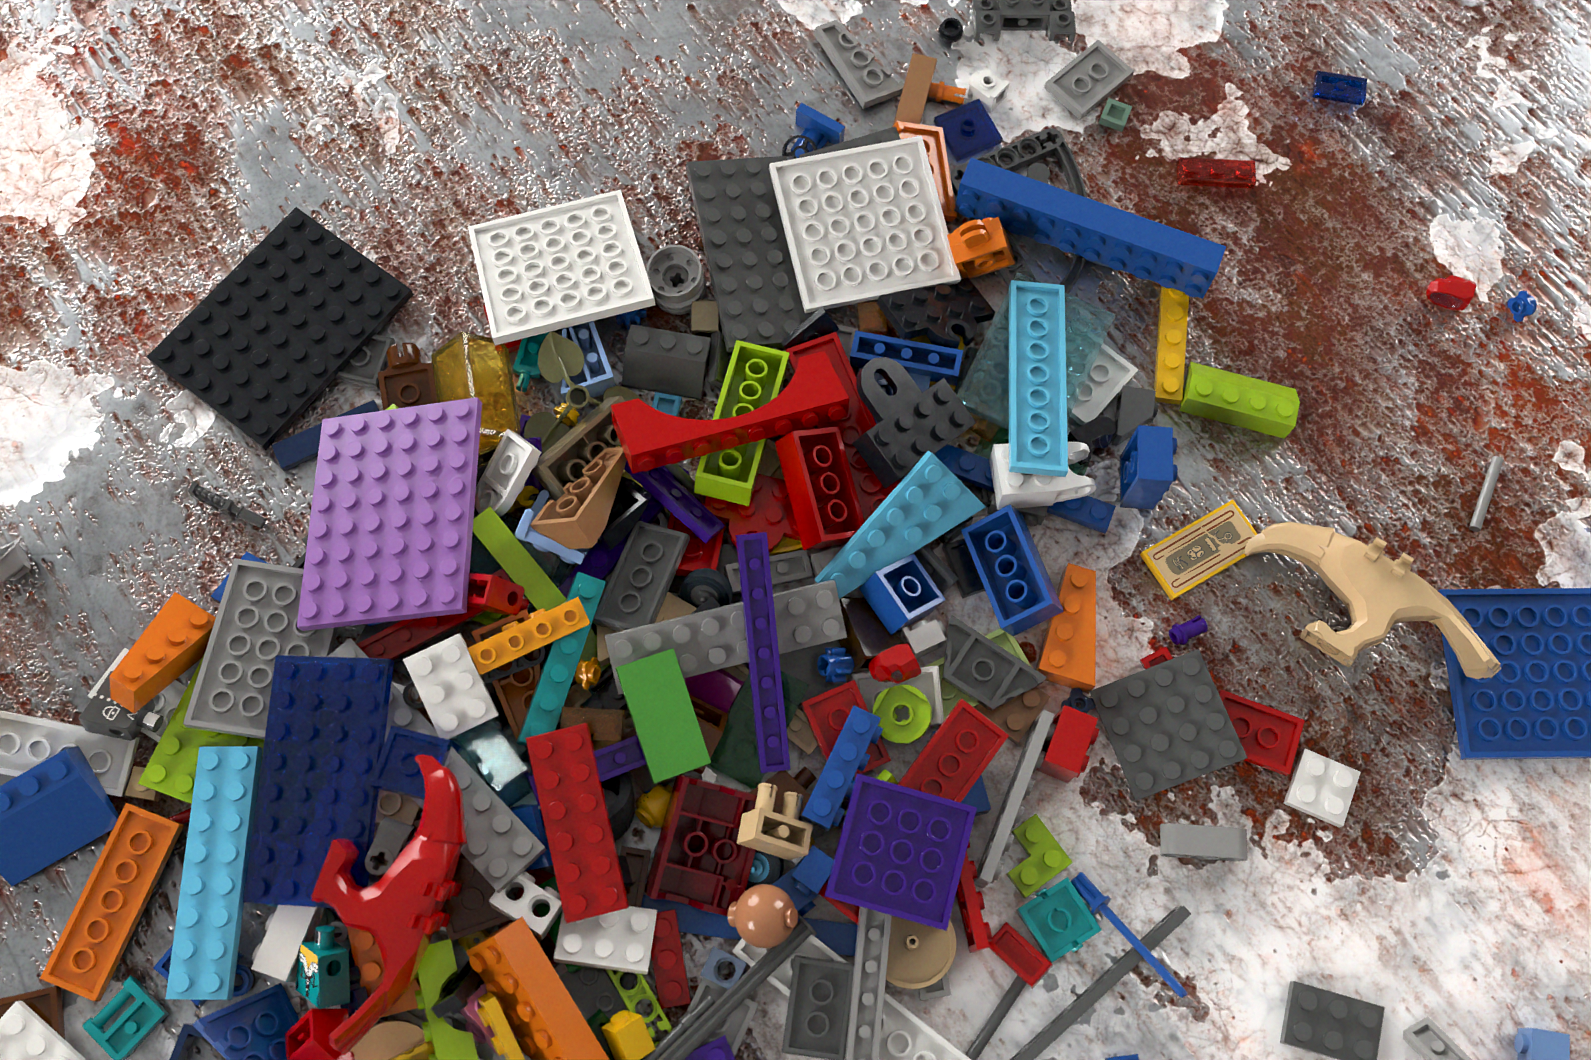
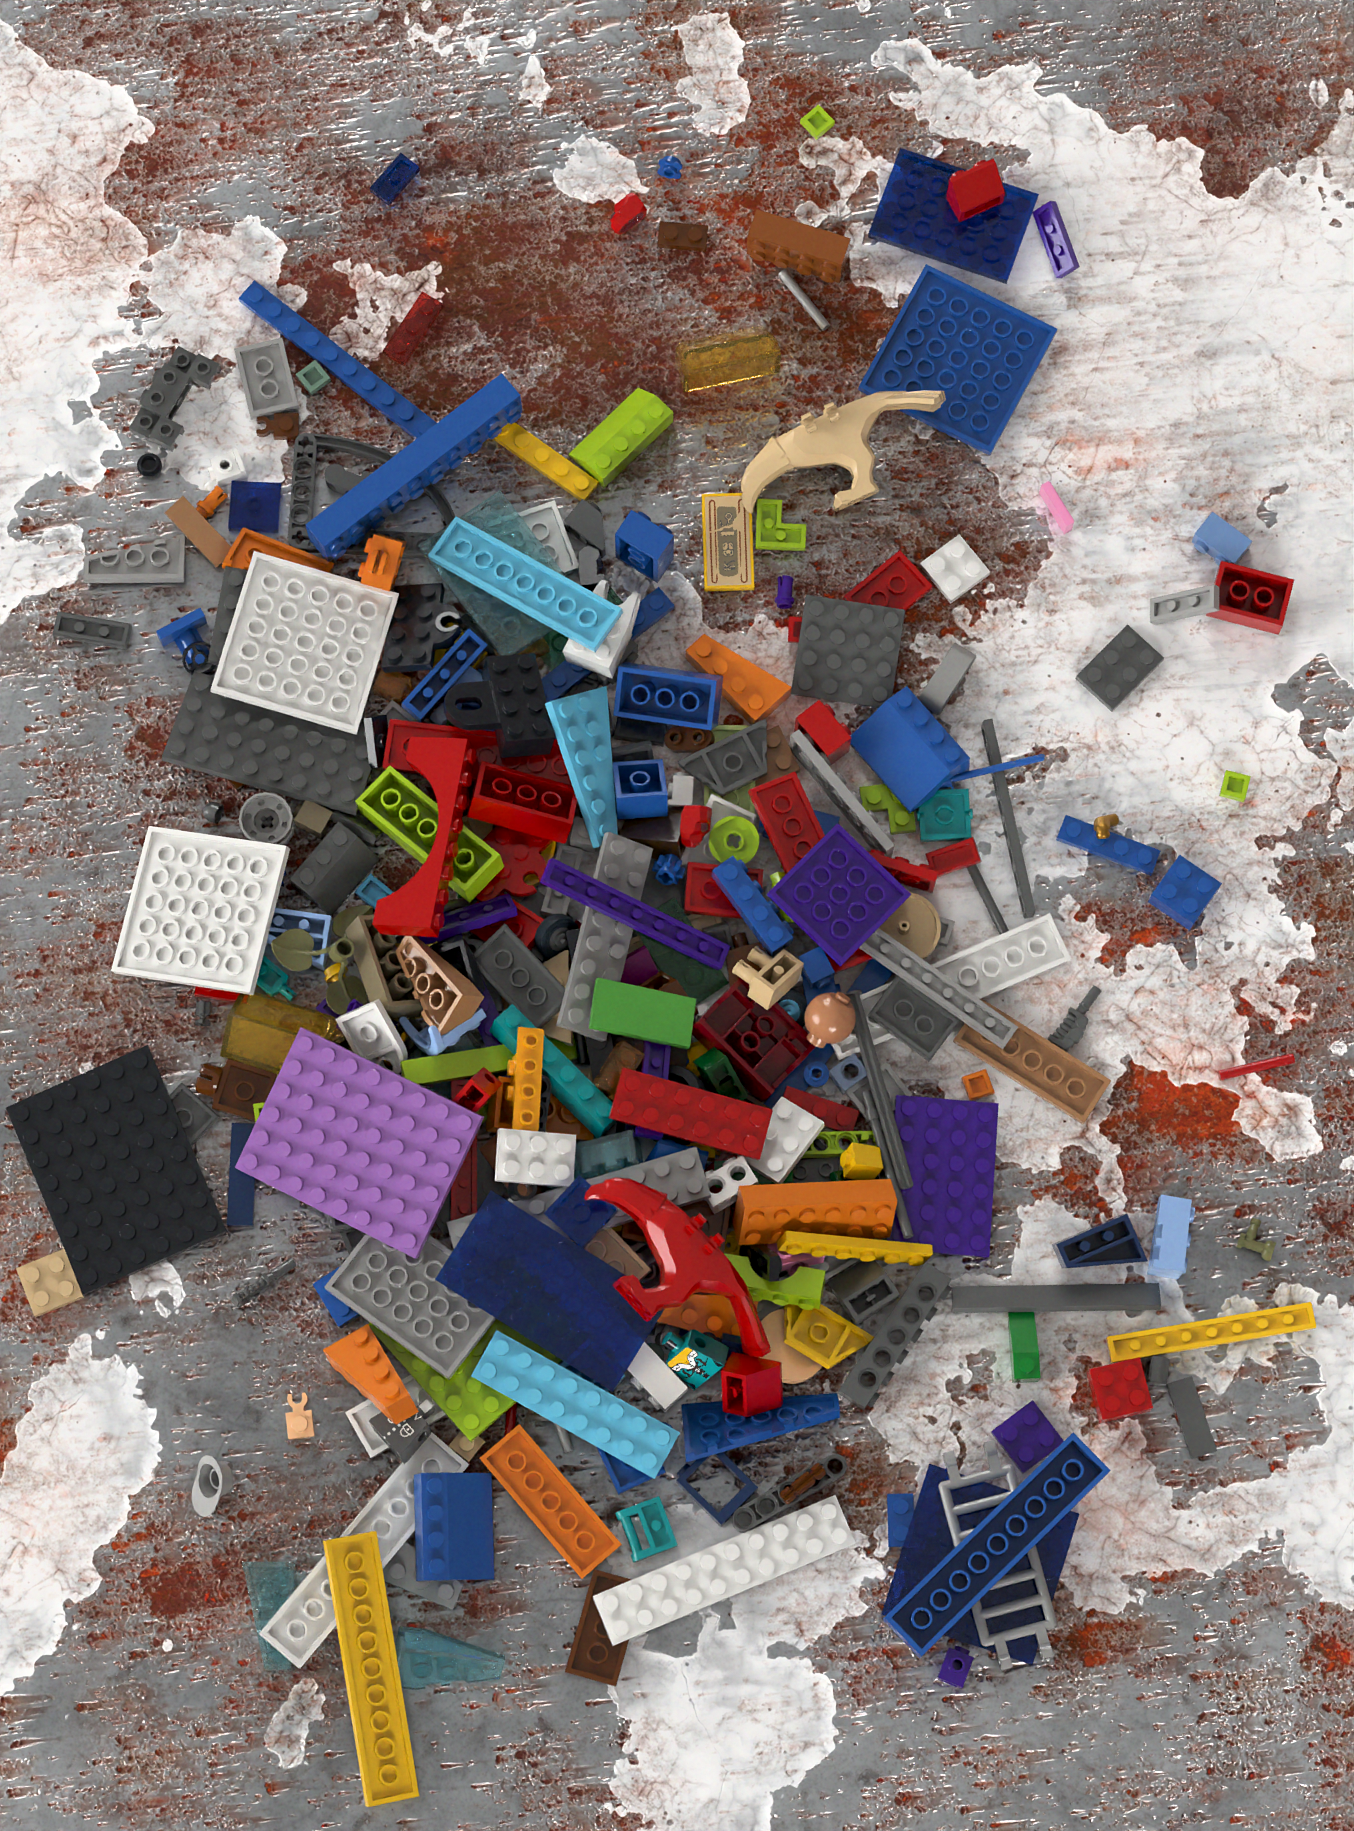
camera: 60 degrees left, 5 degrees up
(104, 610) = (299, 1422): none -> light nougat plate
(144, 323) = (49, 1283): none -> tan plate
(389, 842) = (633, 1257): dark grey piece -> none
(471, 322) = (203, 1009): none -> dark grey piece
(588, 673) = (575, 1055): light orange plate -> none
(641, 833) = (719, 1074): none -> dark green brick
(664, 236) = (213, 812): none -> dark grey hinge
(711, 941) = (812, 1081): none -> blue plate
(775, 62) = (92, 630): none -> dark grey tile
(799, 752) = (720, 932): none -> dark grey tile
(981, 614) = (687, 739): none -> reddish brown plate
(1054, 114) = (284, 426): none -> reddish brown plate
(1078, 697) = (789, 705): dark blue plate -> none
(1104, 843) = (909, 749): none -> blue piece
(1144, 119) = (336, 360): none -> blue plate
(1240, 585) = (772, 533): none -> lime plate
(1379, 453) = (727, 358): none -> clear yellow windscreen
(1456, 858) = (1056, 507): none -> bright pink tile
(1466, 352) = (682, 236): none -> reddish brown plate
(1536, 456) = (798, 246): none -> dark orange brick

